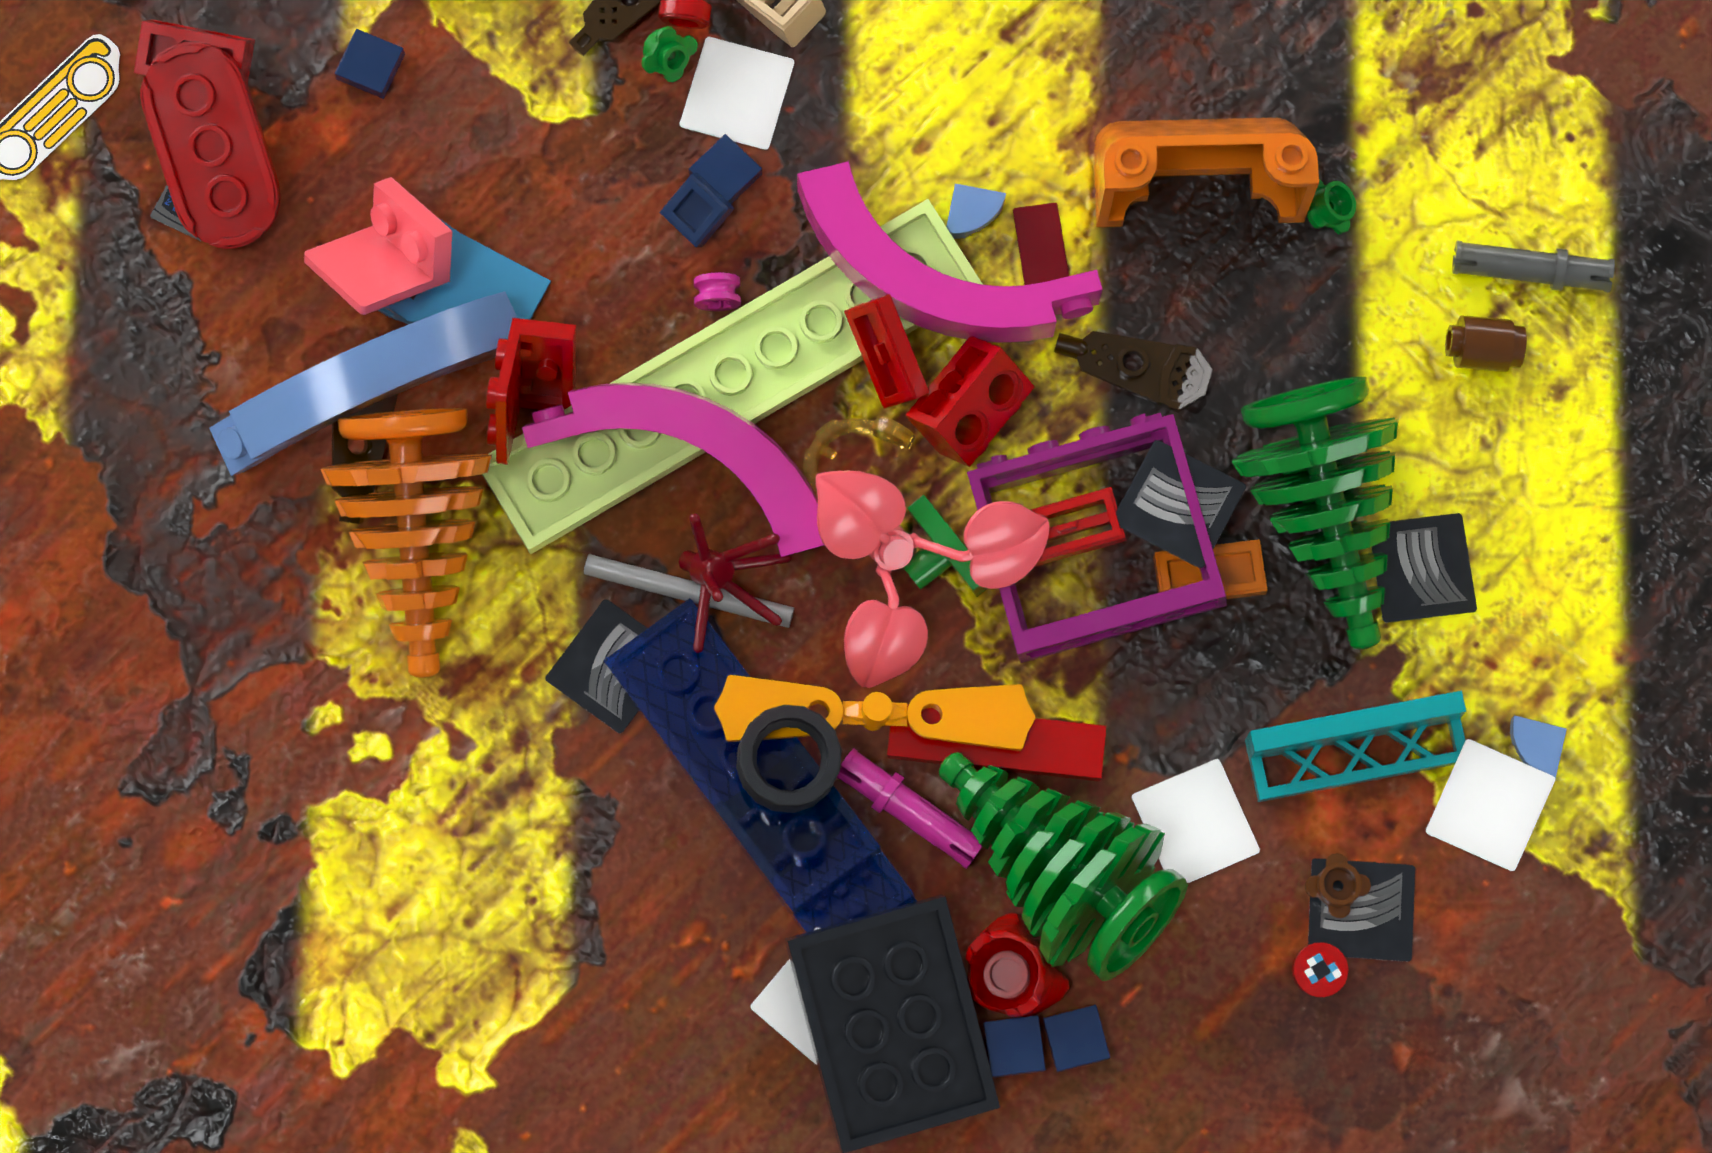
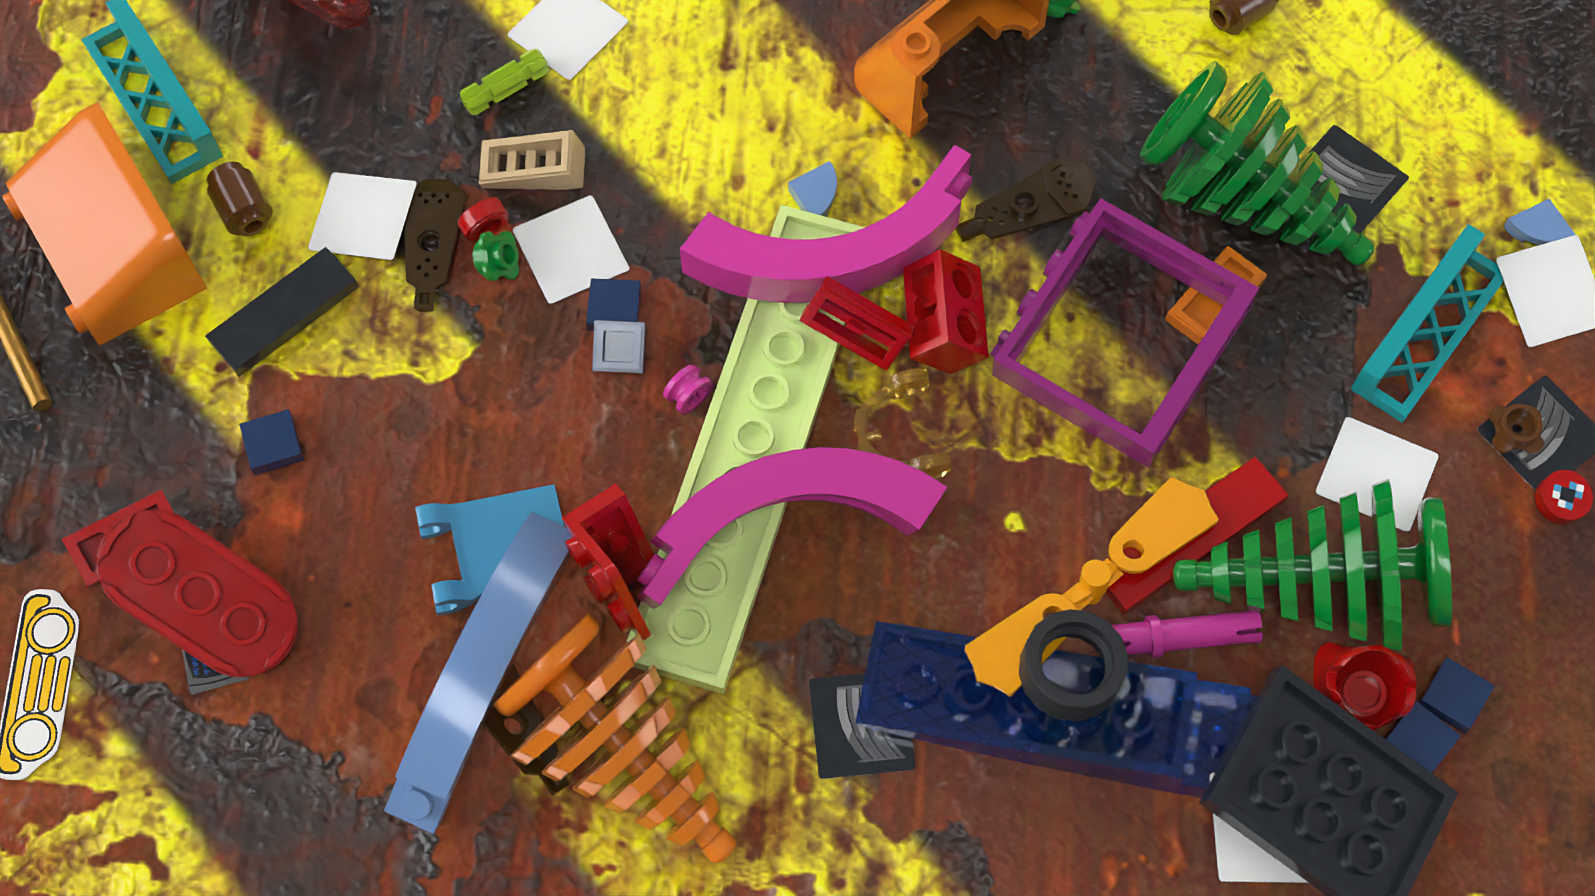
camera: 40 degrees left, 10 degrees down
(392, 259) = (421, 557): coral bracket -> none
(675, 587) = (866, 619): light grey bar -> none
(716, 570) = (878, 584): dark red plant -> none
(862, 518) = (963, 437): coral plant -> none
(927, 565) = (1026, 430): green tile -> none
(1040, 243) = (882, 178): dark red sticker -> none
(1085, 544) = (1077, 375): red tile -> none
(1158, 507) = (1154, 272): black sticker -> none

